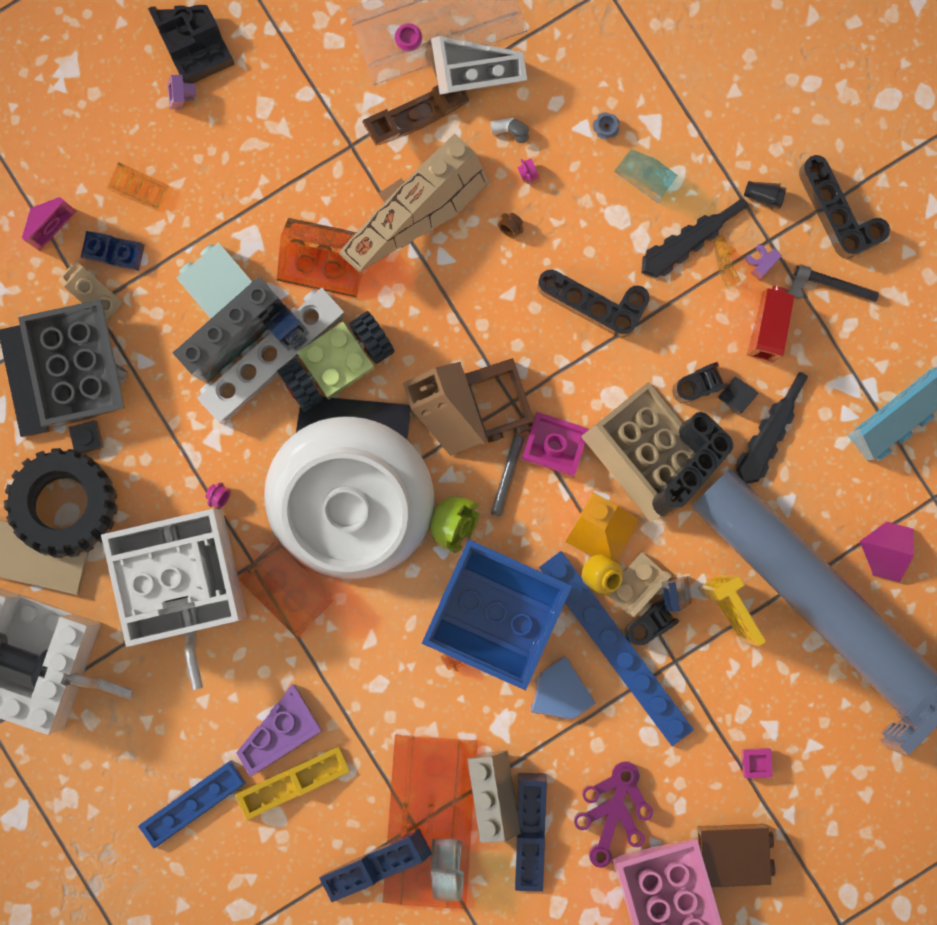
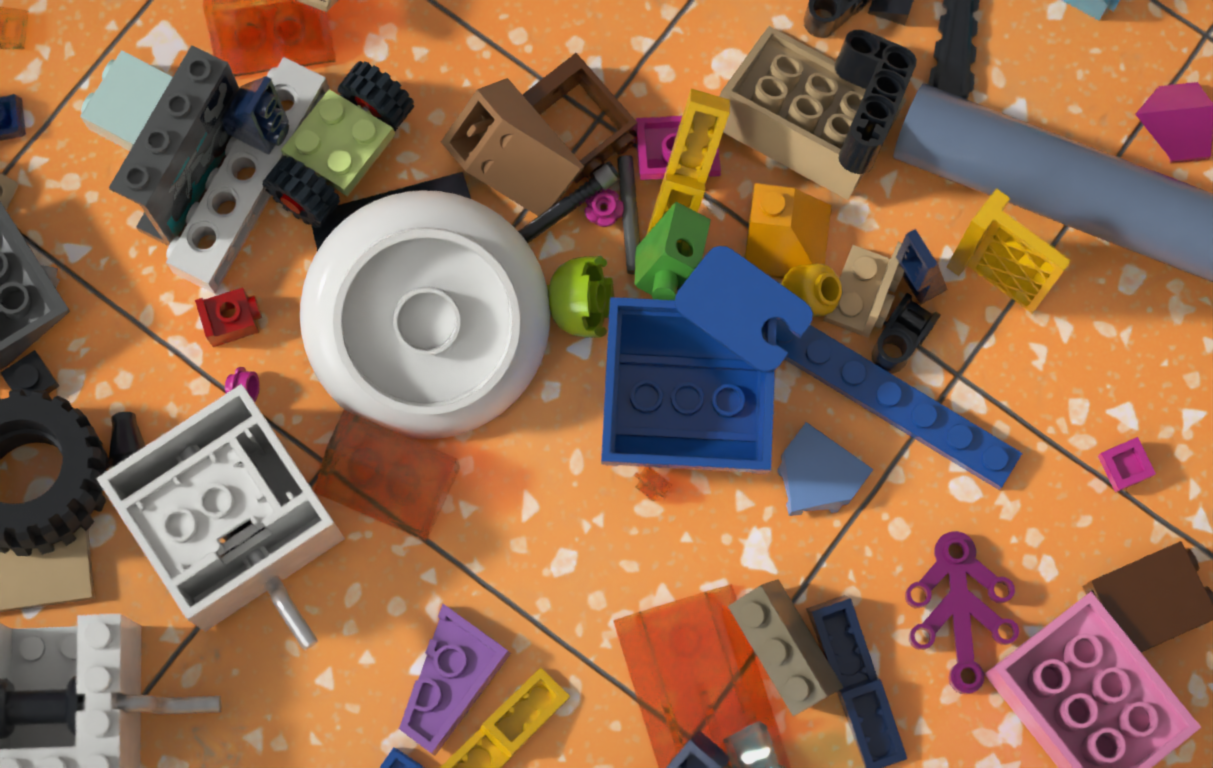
camera: 20 degrees left, 10 degrees down
(132, 506) = (125, 437): none -> black cone
(213, 446) = (224, 330): none -> red brick
(497, 449) = (603, 179): none -> black piece
(497, 459) = (604, 217): none -> dark pink plate
(519, 520) = (664, 263): none -> bright green torso
(546, 572) = (734, 301): none -> blue piece
(552, 468) = (692, 153): none -> yellow slope

